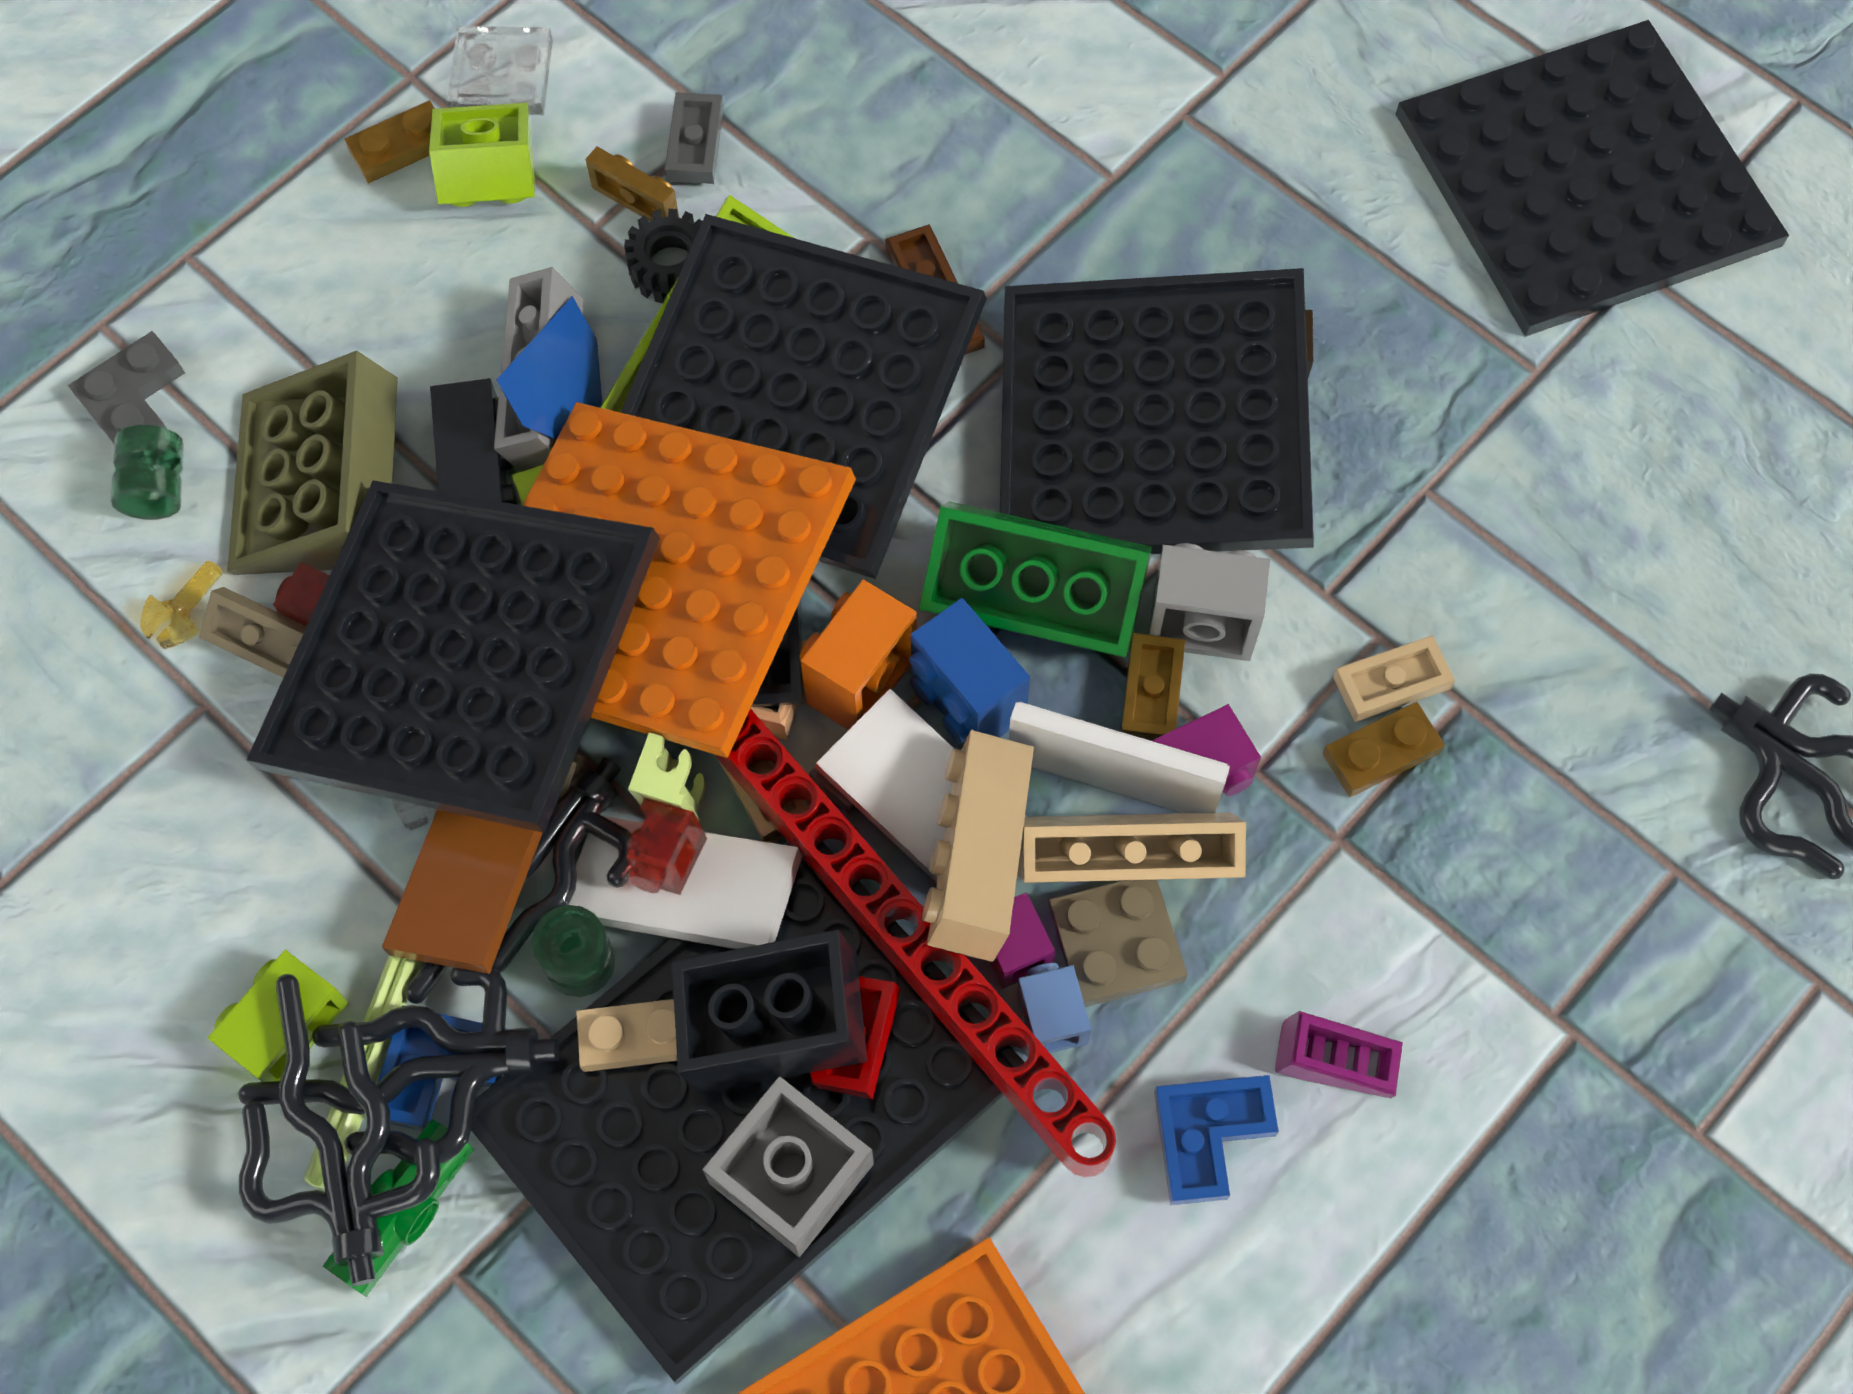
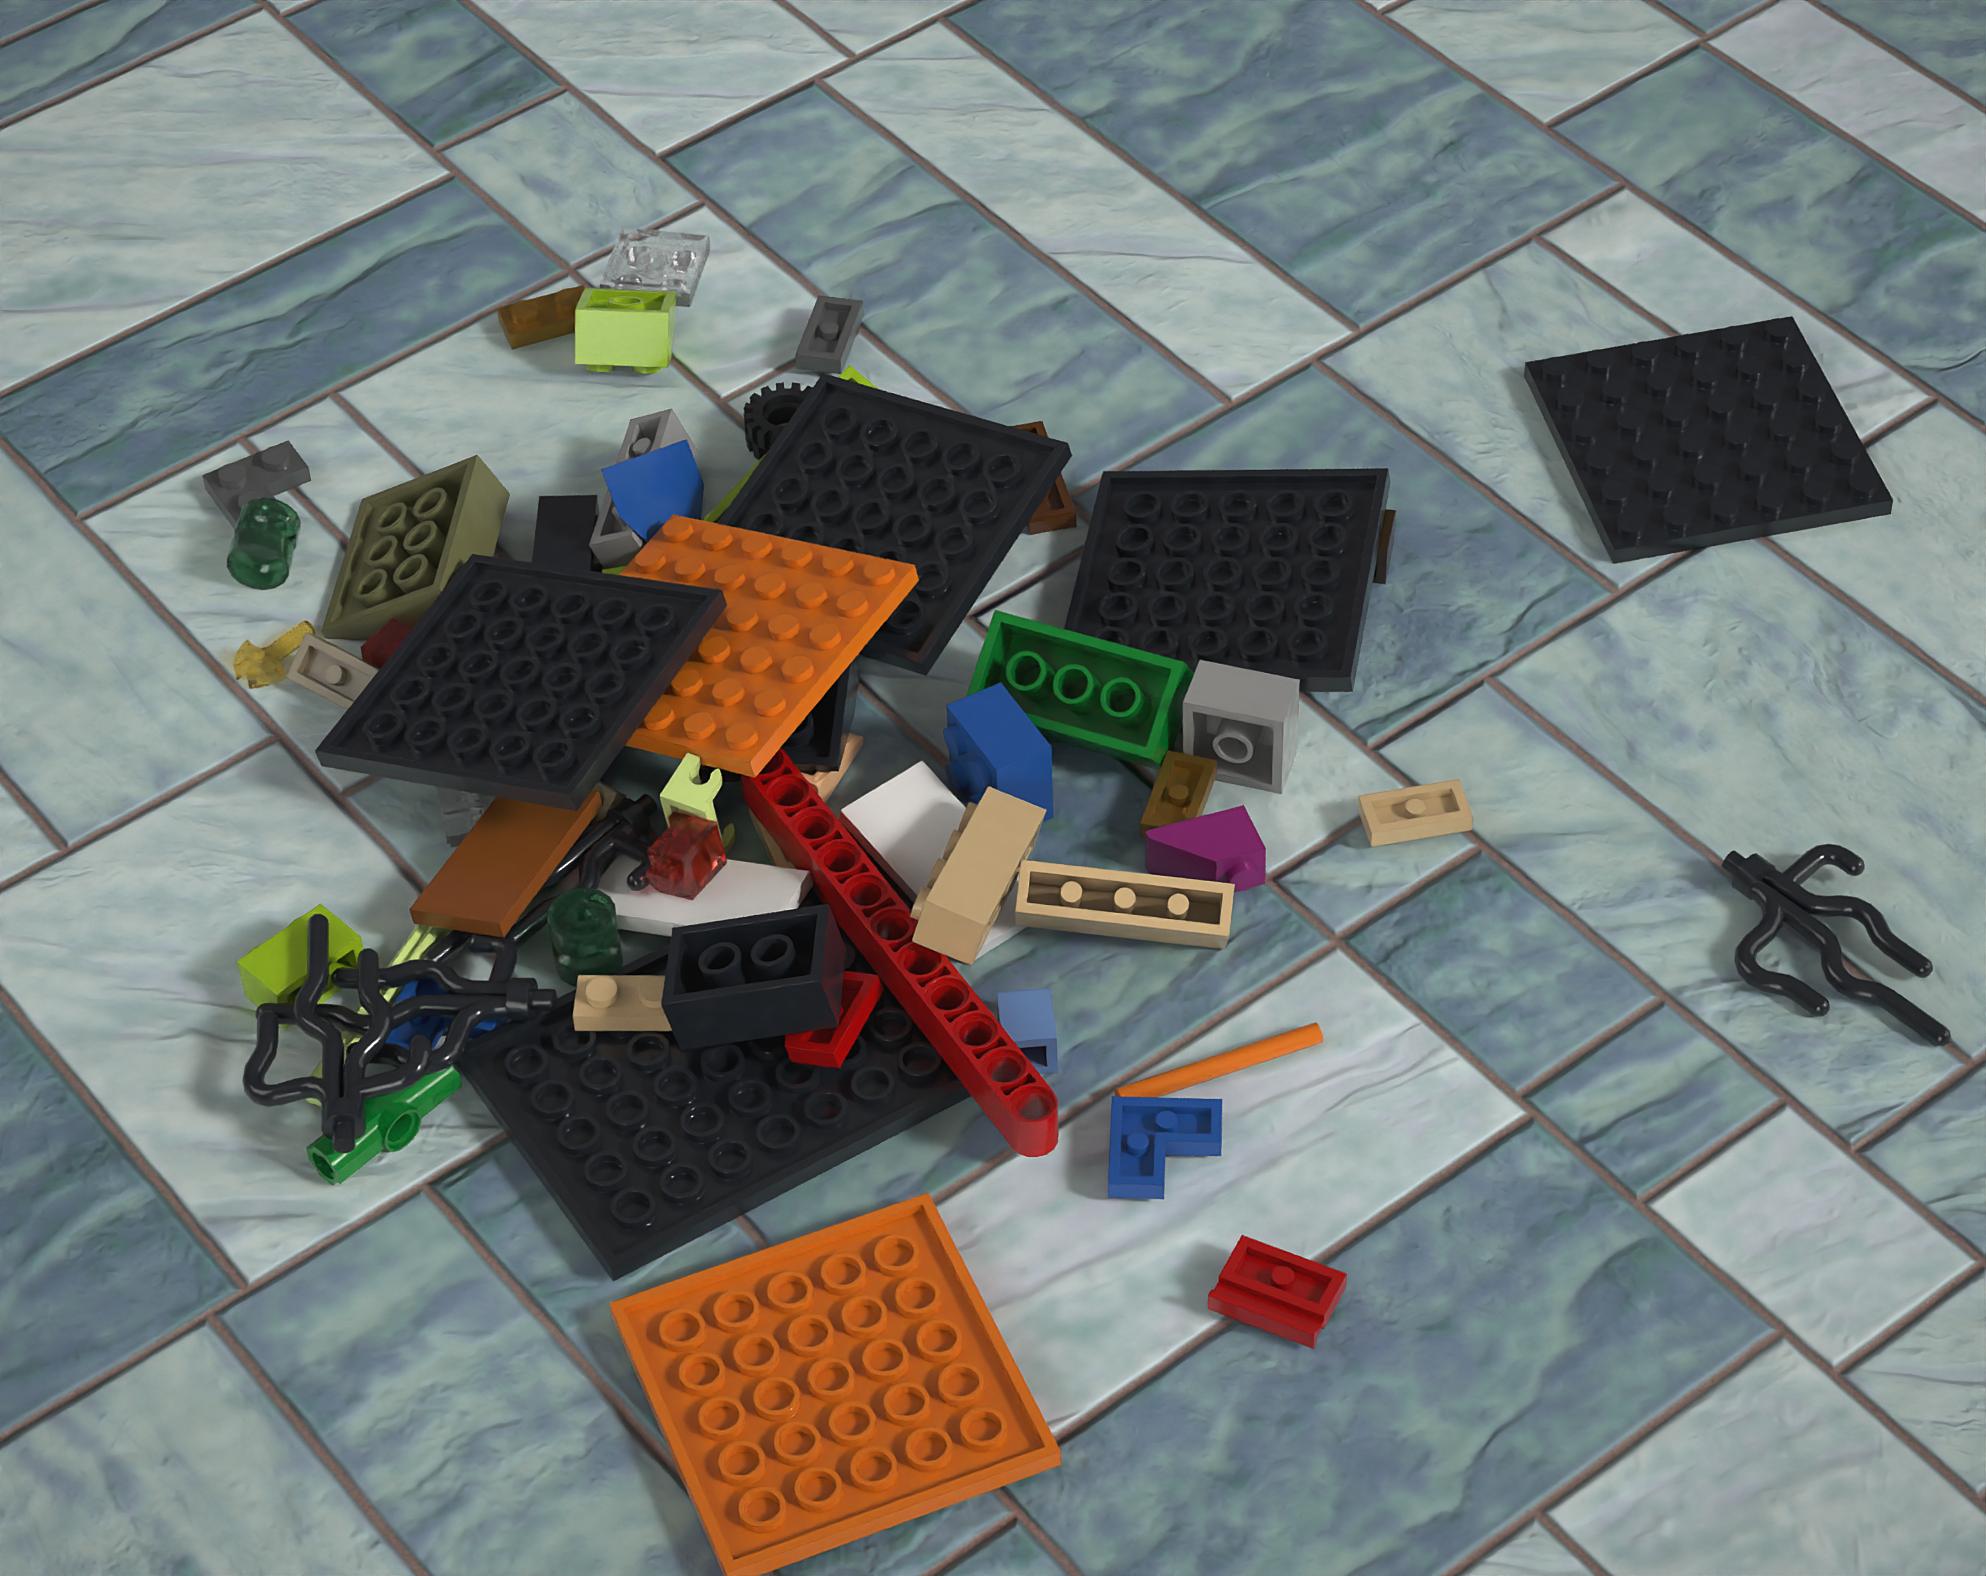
camera: 10 degrees right, 20 degrees down
(628, 186) = (757, 363): pearl gold plate -> none
(789, 1166) = (750, 1099): light grey brick -> none
(857, 654) = (895, 728): orange brick -> none
(1025, 946) = (1001, 967): magenta brick -> none
(1118, 940) = (1103, 991): dark tan plate -> none
(1119, 761) = (1120, 833): white tile -> none
(1251, 1020) = (1224, 1063): none -> orange bar
(1293, 1063) = (1274, 1108): magenta slope -> none
(1367, 1310) = (1277, 1291): none -> red plate
(1383, 749) = (1394, 870): pearl gold plate -> none

